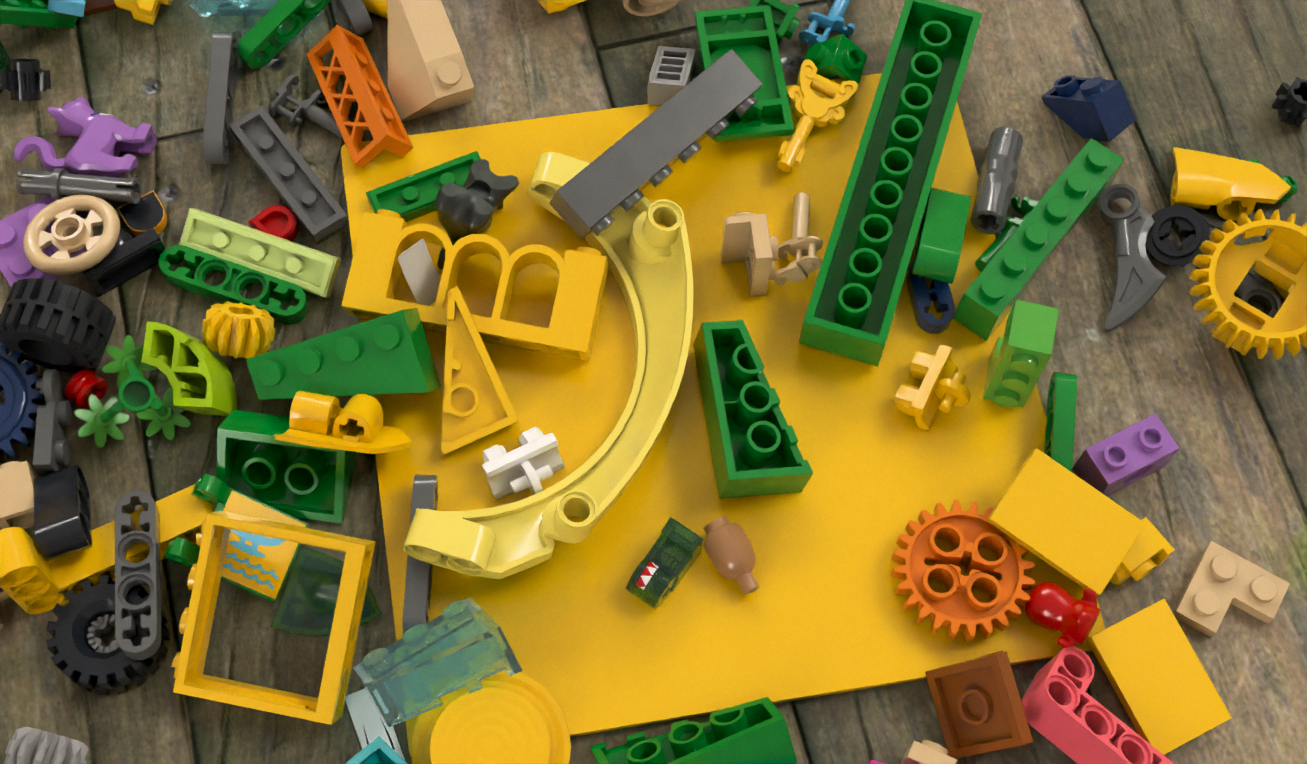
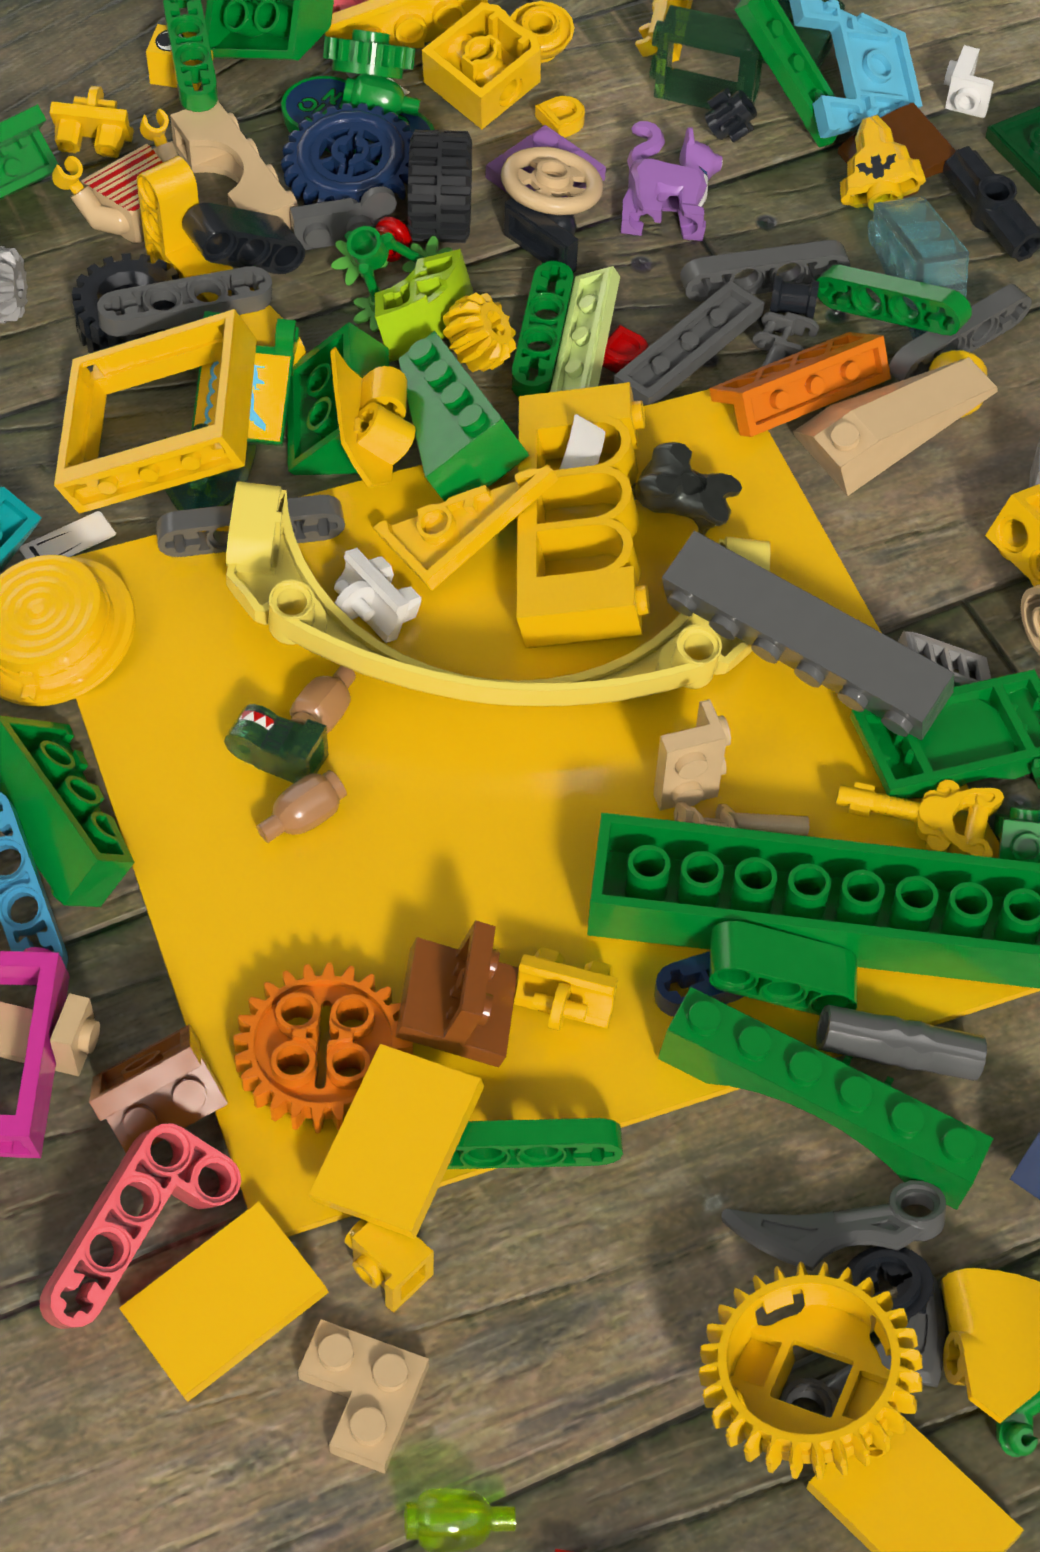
camera: 80 degrees right, 10 degrees down
(64, 184) = (613, 168): dark grey pin -> none
(144, 215) = (605, 245): black tile -> none
(258, 83) = (794, 297): none -> black bush
(417, 193) = (706, 456): green tile -> none
(434, 661) = (127, 546): clear light blue wedge -> none
(630, 527) = (324, 699): none -> medium nougat plant
(746, 430) = (471, 785): green wedge -> none
(937, 462) = (459, 997): none -> dark orange bracket
(1020, 354) = (608, 1049): bright green arch -> none
(1061, 612) = (283, 1165): red animal -> none
(1127, 456) = (523, 1235): medium lavender brick -> none

